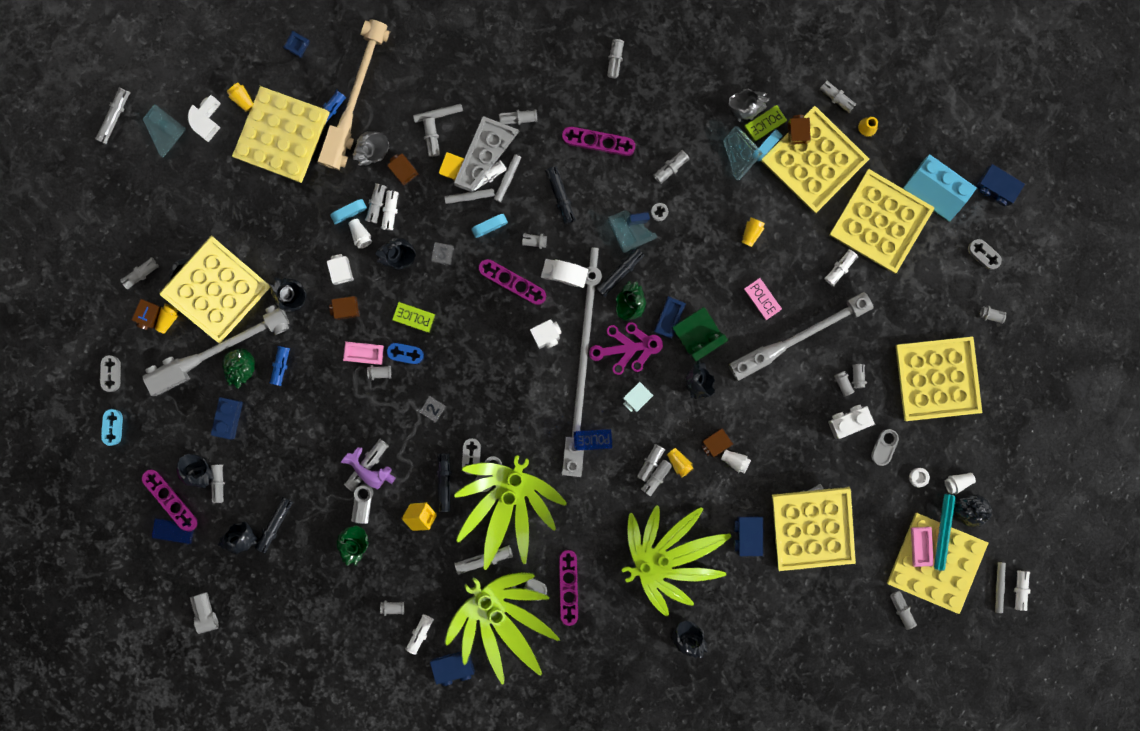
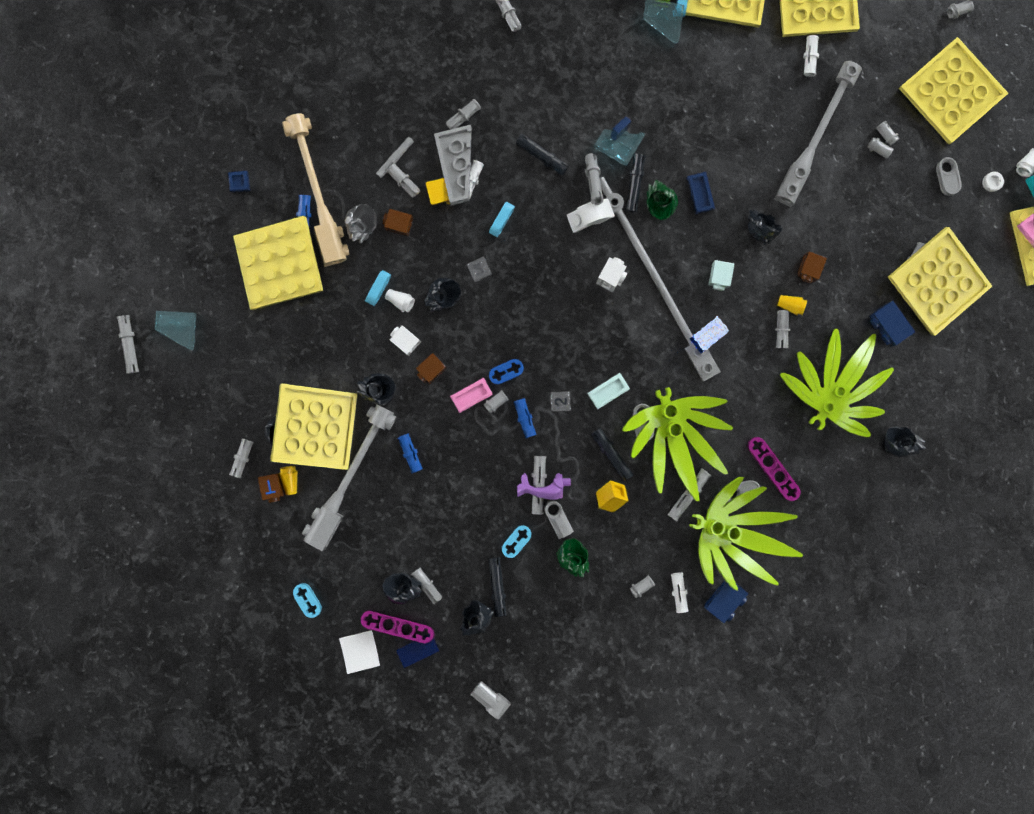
camera: 35 degrees left, 0 degrees up
(105, 373) = (278, 554): light grey beam -> none
(125, 499) = (359, 652): none -> white sticker
(200, 120) = (203, 297): white brick -> none
(226, 418) = (397, 526): dark blue brick -> none
(238, 366) = (376, 478): dark green hair -> none
(240, 96) = (223, 256): yellow cone -> none
(317, 503) = (520, 544): none -> medium azure beam
(375, 203) = (395, 266): light grey pin -> none
(389, 210) = (411, 263): white pin -> none
(393, 402) = (525, 418): none -> blue pin
(413, 317) = (492, 337): lime tile -> none
(466, 453) = (613, 418): light grey beam -> none
(469, 196) = (468, 207): light grey piece -> none
(478, 428) = (608, 391): none -> light aqua tile
(507, 178) = (489, 170): light grey piece -> none
(514, 279) = (552, 249): magenta beam -> none
(534, 240) = (547, 206): light grey pin -> none
(589, 240) = (593, 172): none -> light grey pin
(598, 144) = (544, 93): magenta beam -> none
(629, 347) = (686, 240): magenta plant -> none
(651, 462) = (769, 320): light grey axle -> none
(654, 209) = (632, 106): light grey bush -> none
(671, 167) = (616, 69): light grey pin -> none
(699, 334) = (736, 189): dark green bracket -> none
(736, 461) = (837, 271): white cone -> none
(752, 231) = (718, 73): yellow cone -> none
(762, 299) = (765, 125): bright pink tile -> none
(849, 423) = (908, 175): white brick -> none

